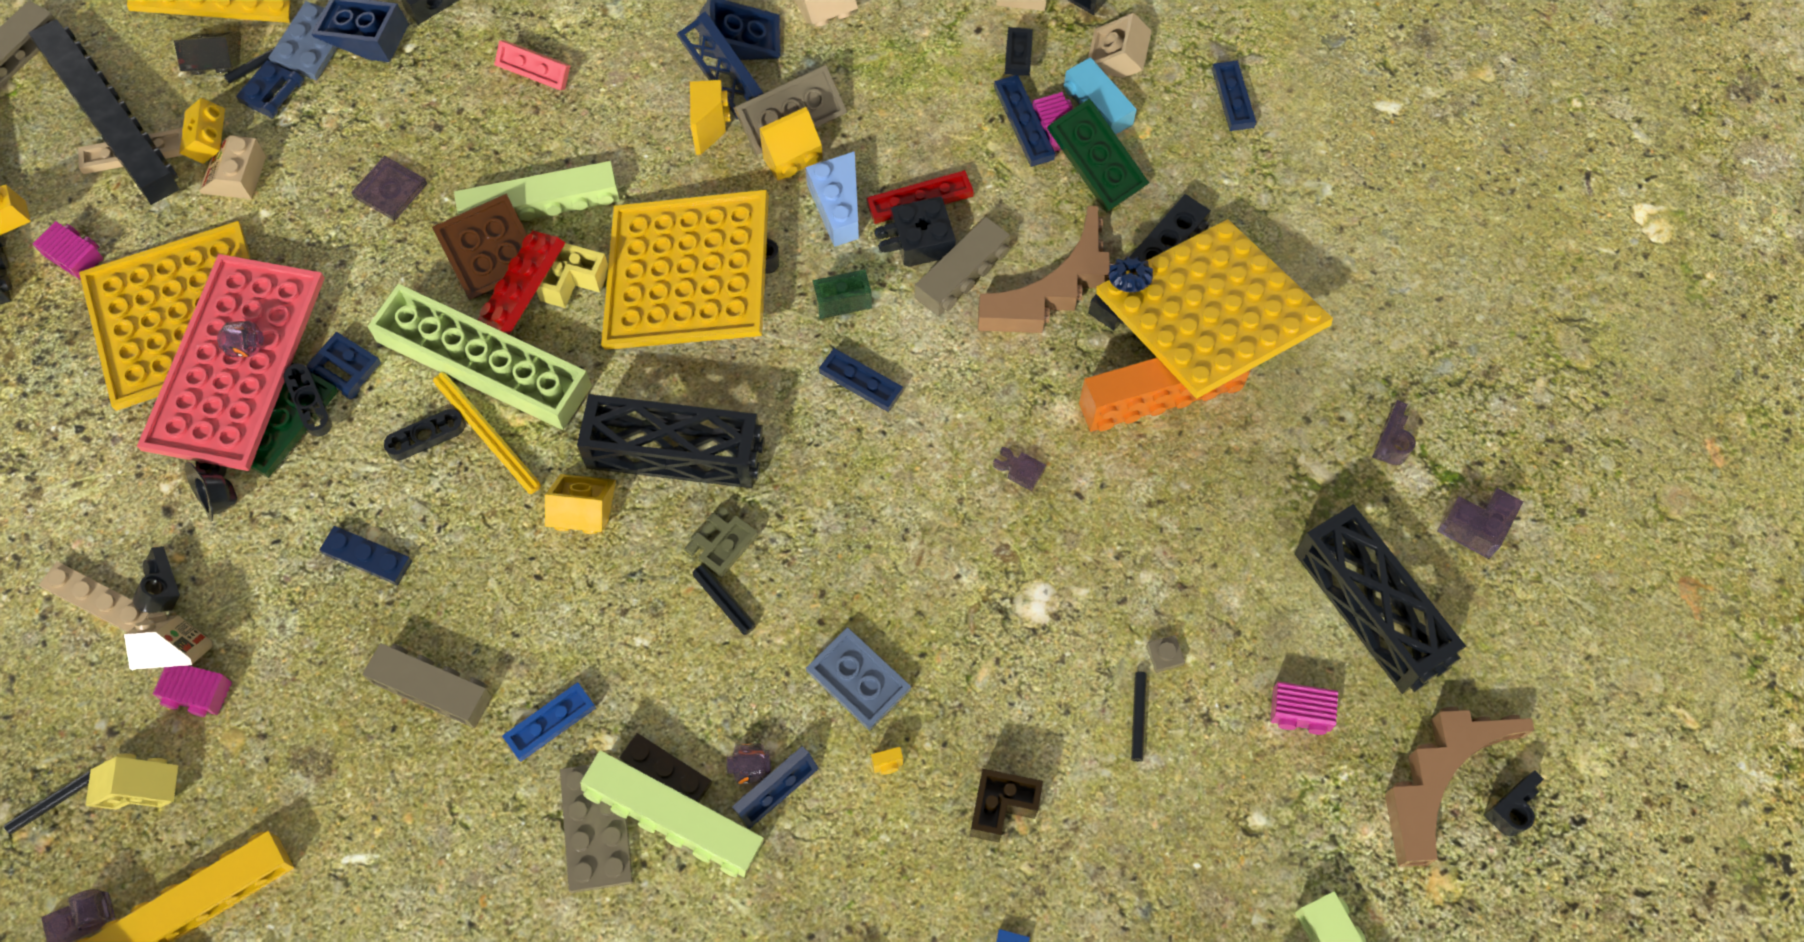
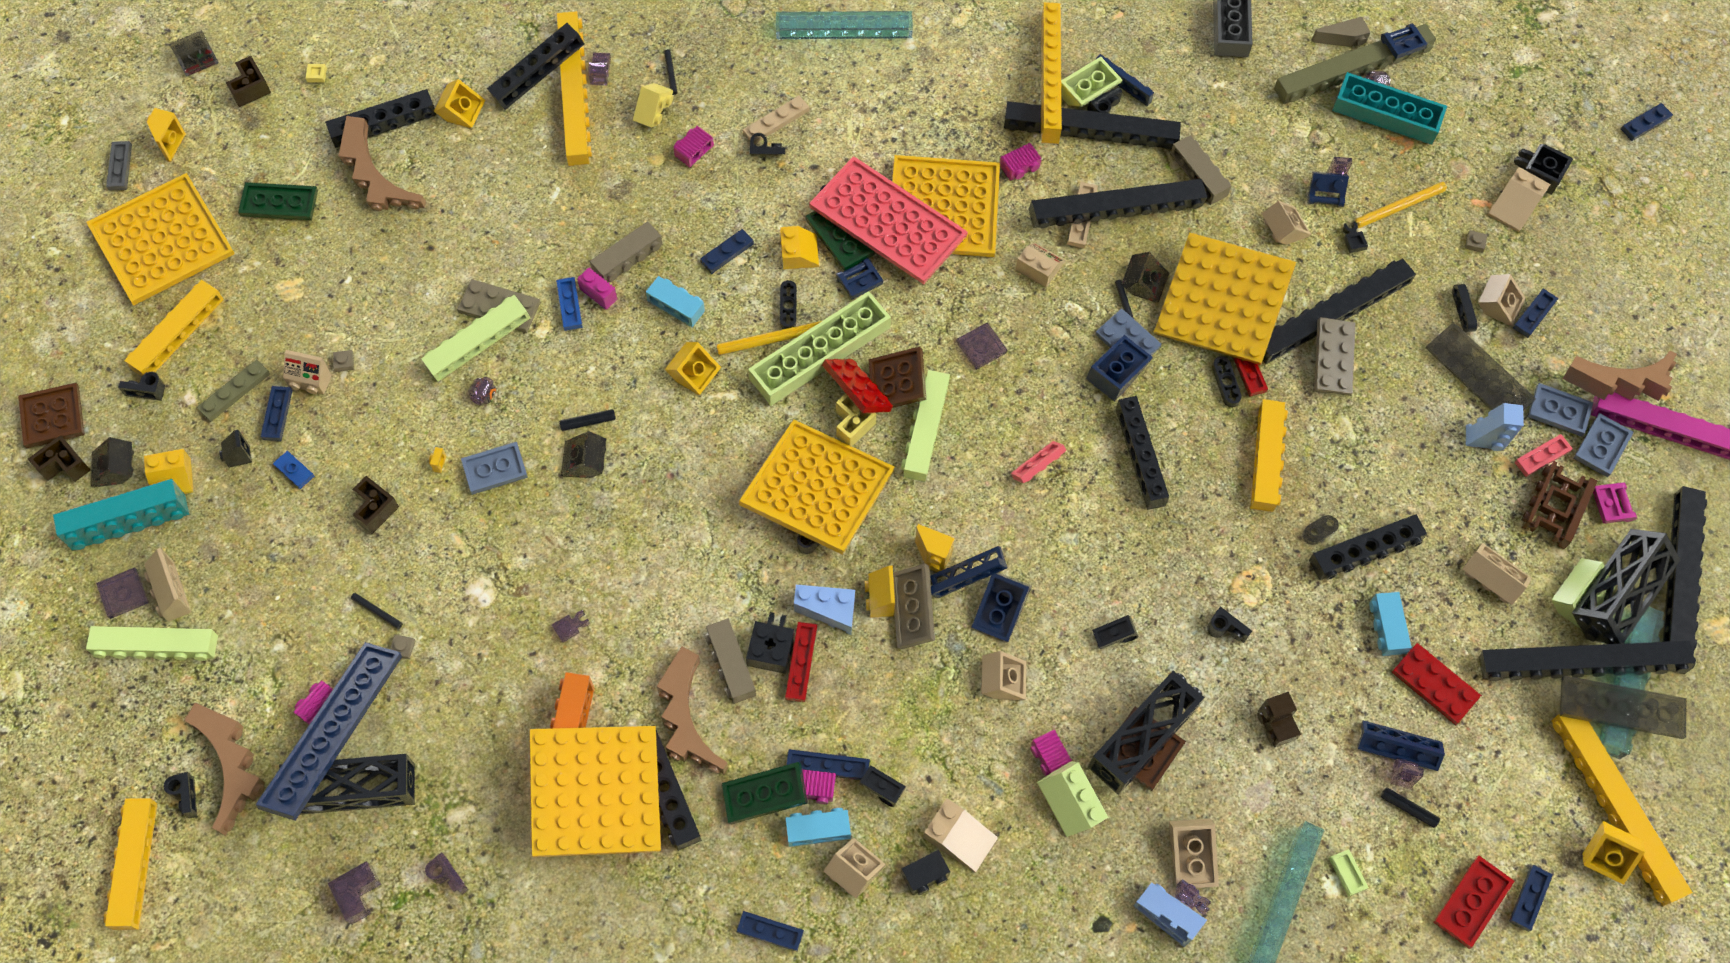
camera: 115 degrees right, 0 degrees up
(164, 642) = (721, 138): slope -> none
(202, 130) = (1075, 252): yellow brick -> none
(211, 490) = (807, 188): black piece -> none
(240, 339) = (892, 221): head -> none
(265, 85) = (1101, 300): dark blue plate -> none
(318, 404) = (854, 254): black beam -> none
(326, 463) = (798, 248): none -> yellow slope
(481, 576) = (675, 301): none -> medium azure brick
(508, 691) = (597, 288): none -> dark pink brick
(665, 768) = (507, 350): dark brown plate -> none
(671, 462) = (663, 454): black piece -> none
(727, 546) = (618, 436): olive plate -> none
(775, 787) = (460, 397): dark blue plate -> none
(783, 571) = (584, 456): none -> clear smoke slope
(842, 294) = (748, 572): clear green brick -> none
(861, 380) = (684, 559): dark blue plate -> none
(1130, 282) = (640, 753): dark blue gear -> none
(1338, 643) = (328, 732): none -> dark blue plate
(1634, 812) = (131, 864): none -> yellow brick

